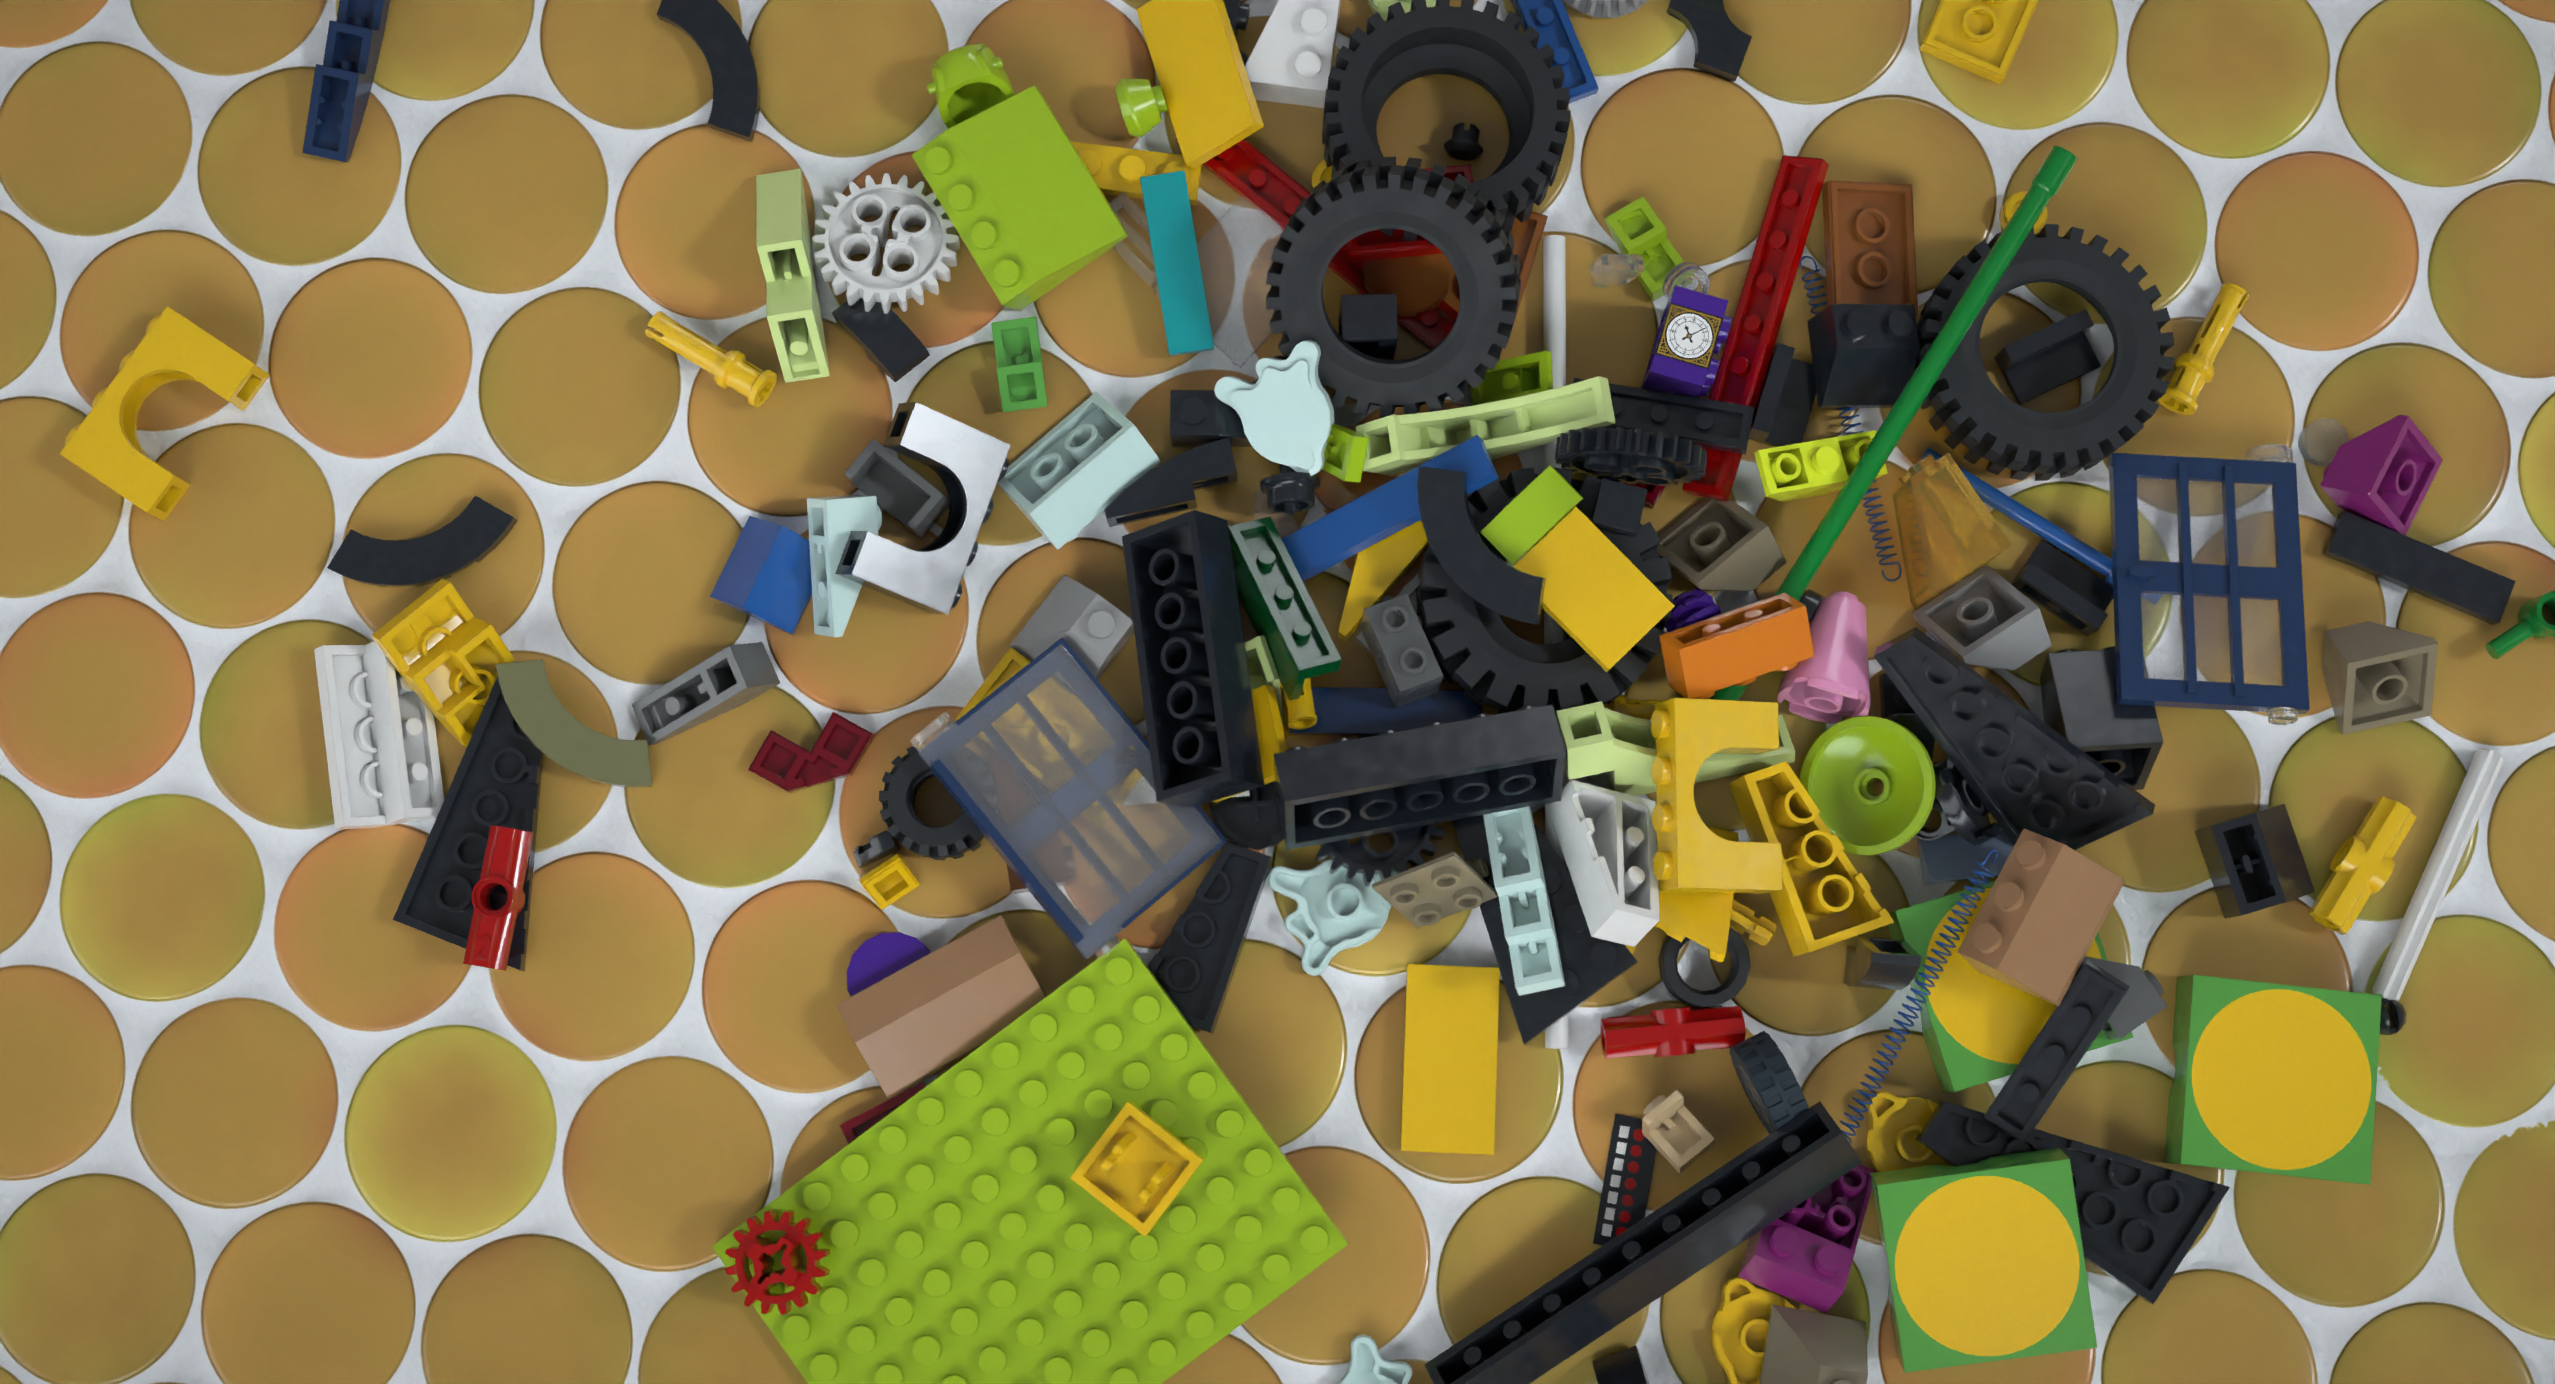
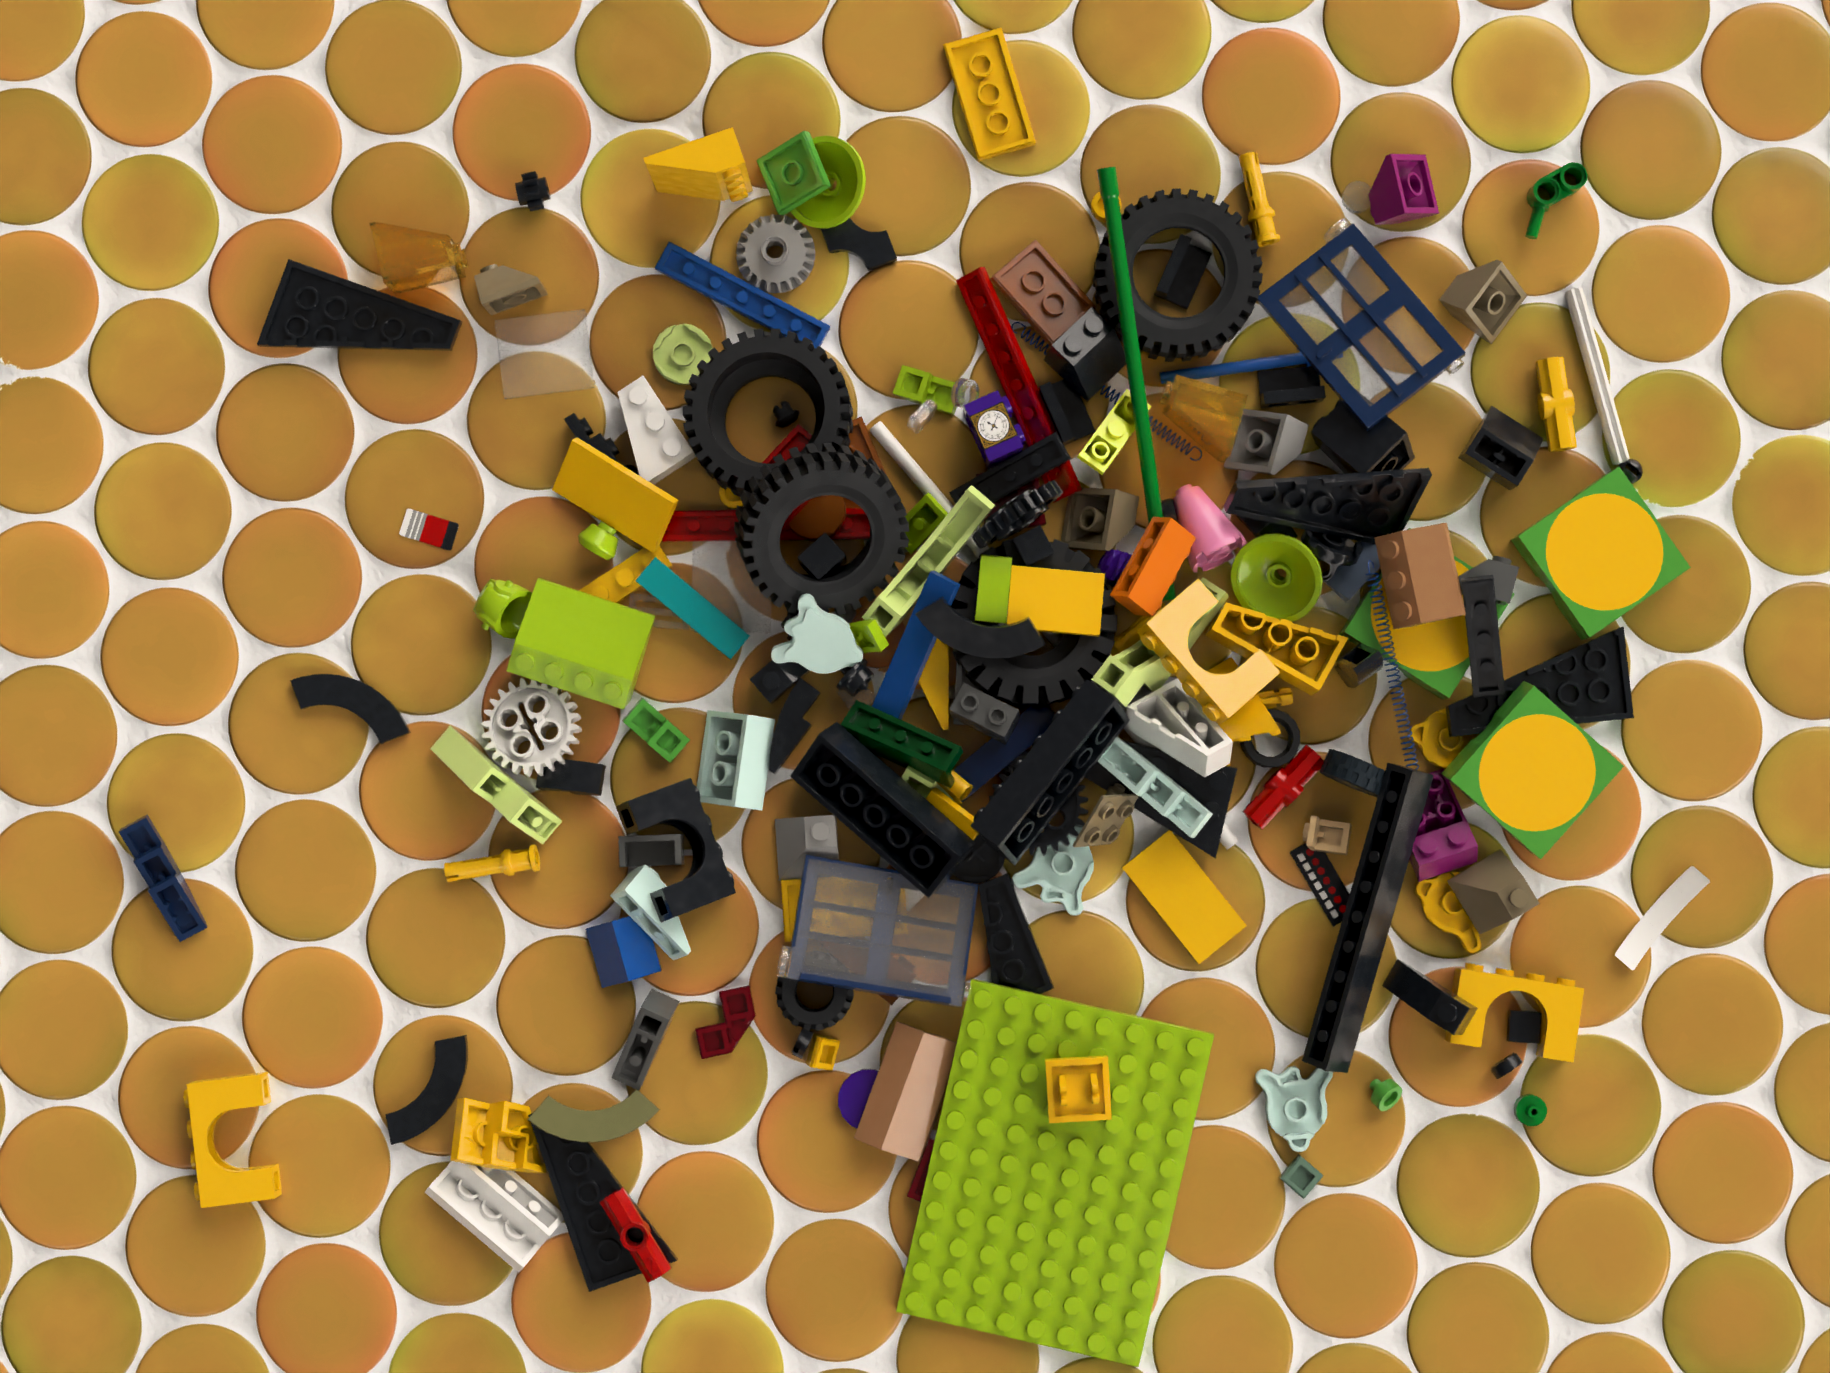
camera: 40 degrees left, 5 degrees up
(760, 1252) = (926, 1292): red gear -> none
(2419, 567) = (1459, 223): black tile -> none

